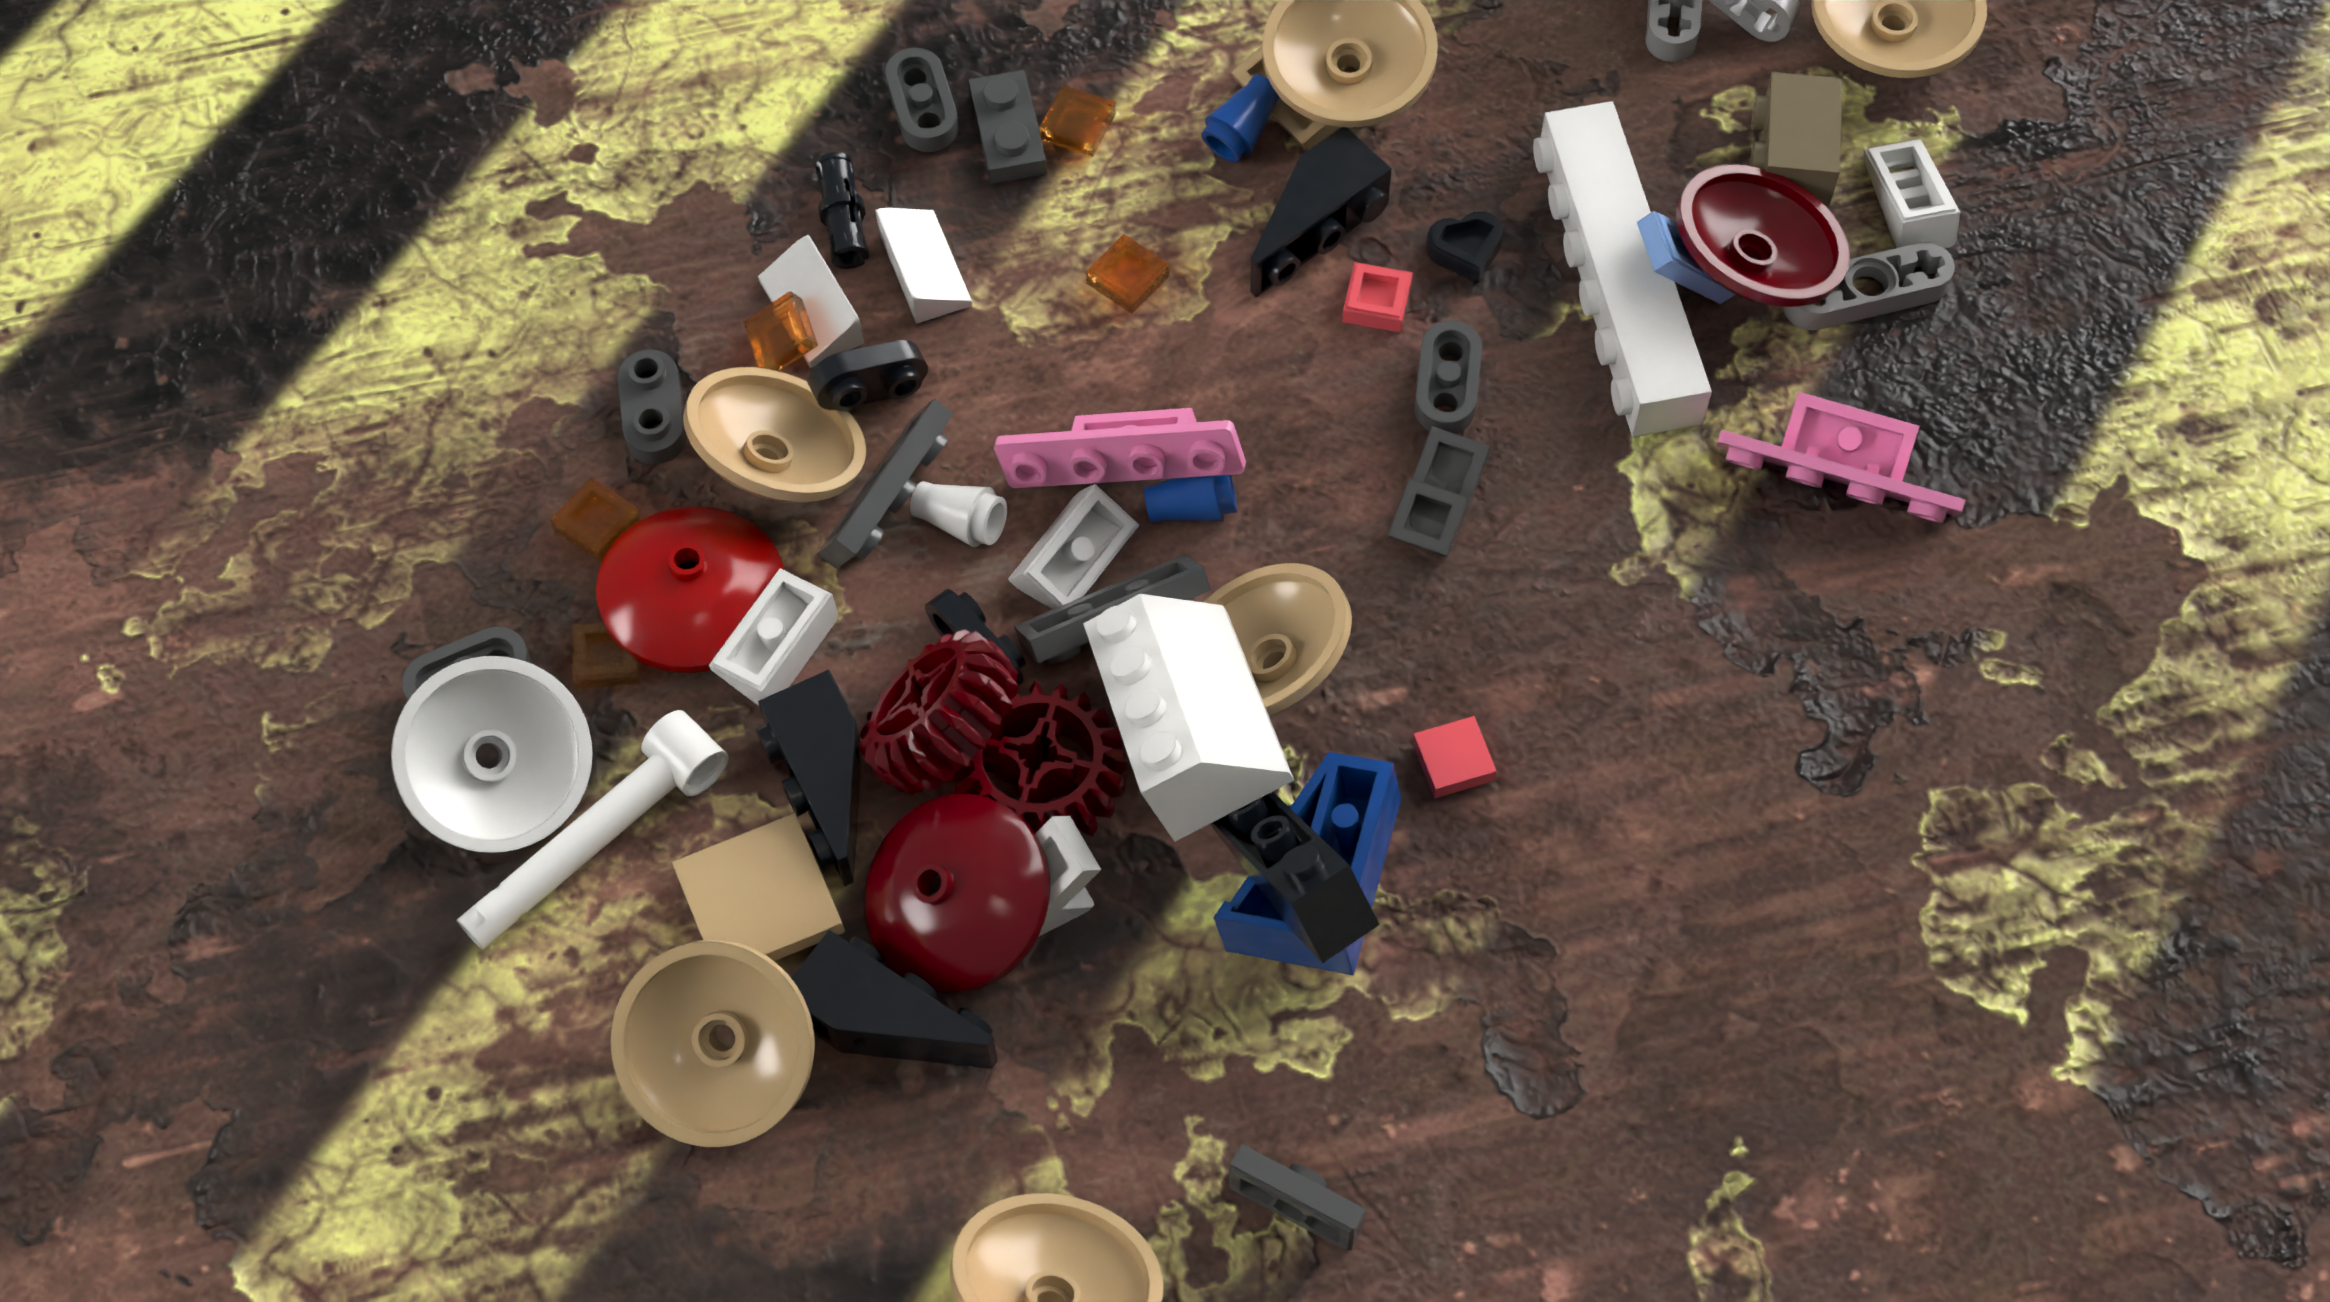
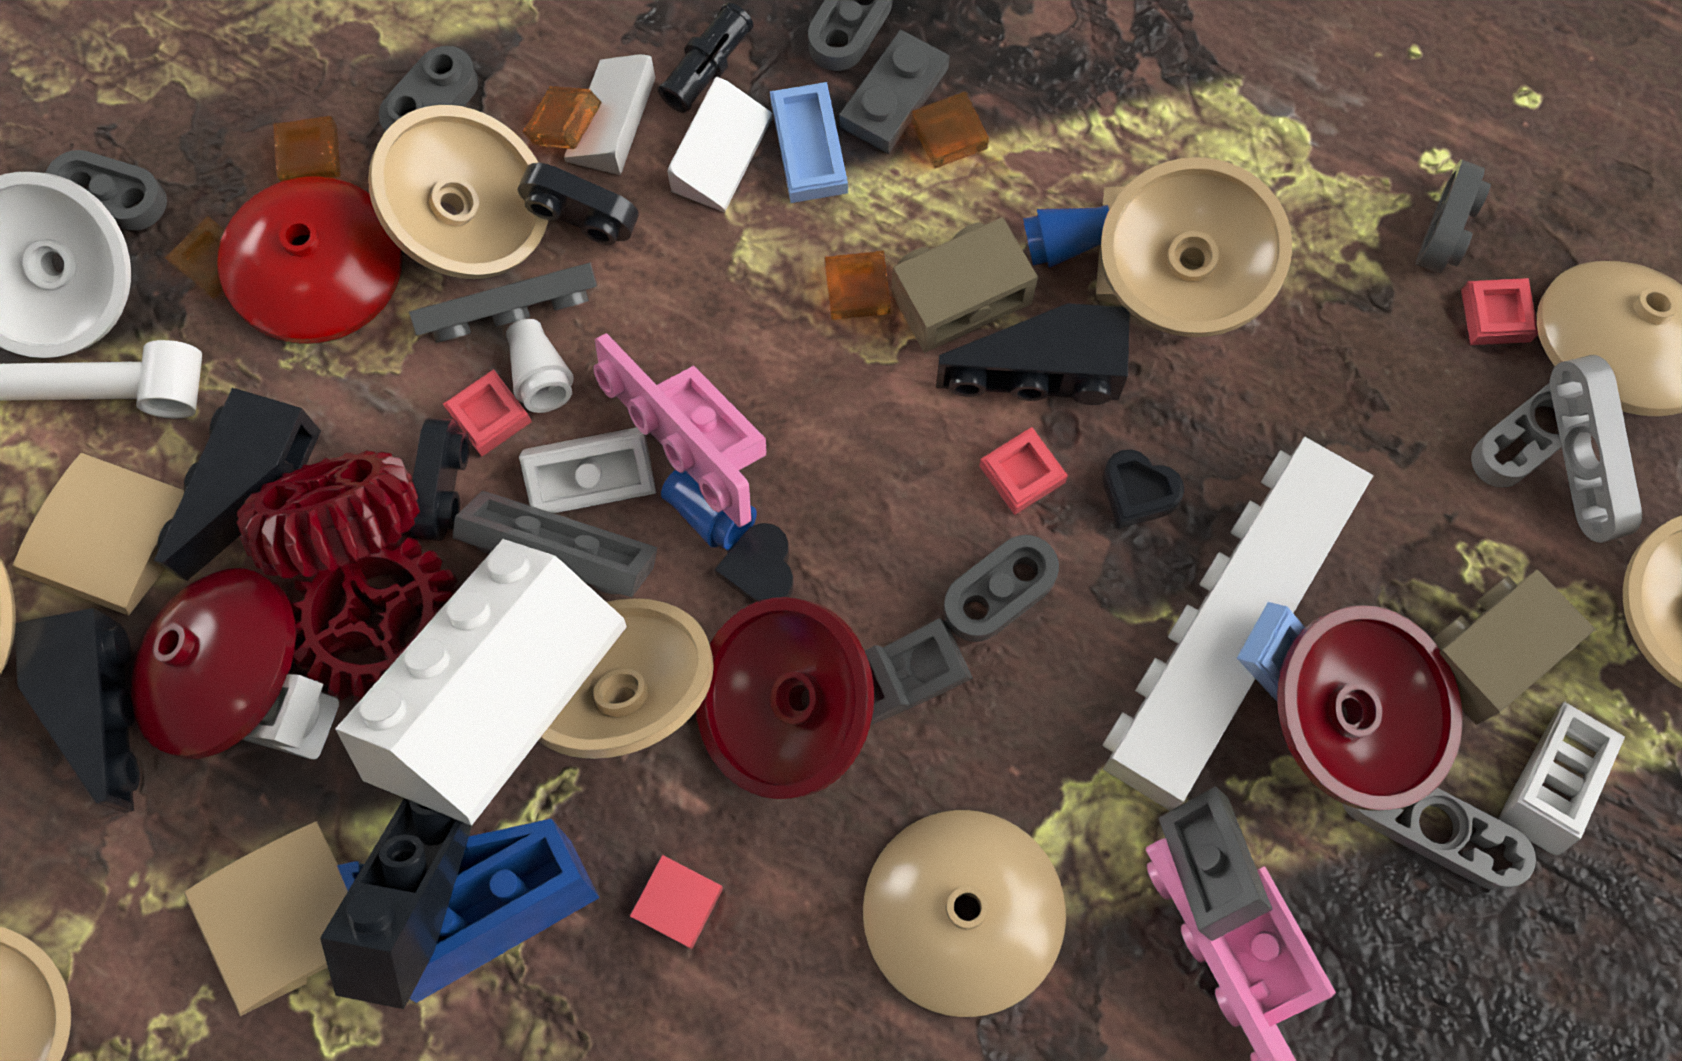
camera: 45 degrees right, 10 degrees up
(776, 637) = (314, 350): white slope -> none
(954, 568) = (487, 412): none -> coral tile
(983, 209) = (809, 142): none -> light blue tile
(1194, 1014) = (269, 916): none -> tan slope
(1209, 205) = (963, 283): none -> dark tan brick
(1270, 507) = (759, 564): none -> black tile
(1386, 506) = (755, 707): none -> dark red dish
(1637, 625) = (953, 962): none -> tan dish
(1769, 411) = (1214, 864): none -> dark grey plate

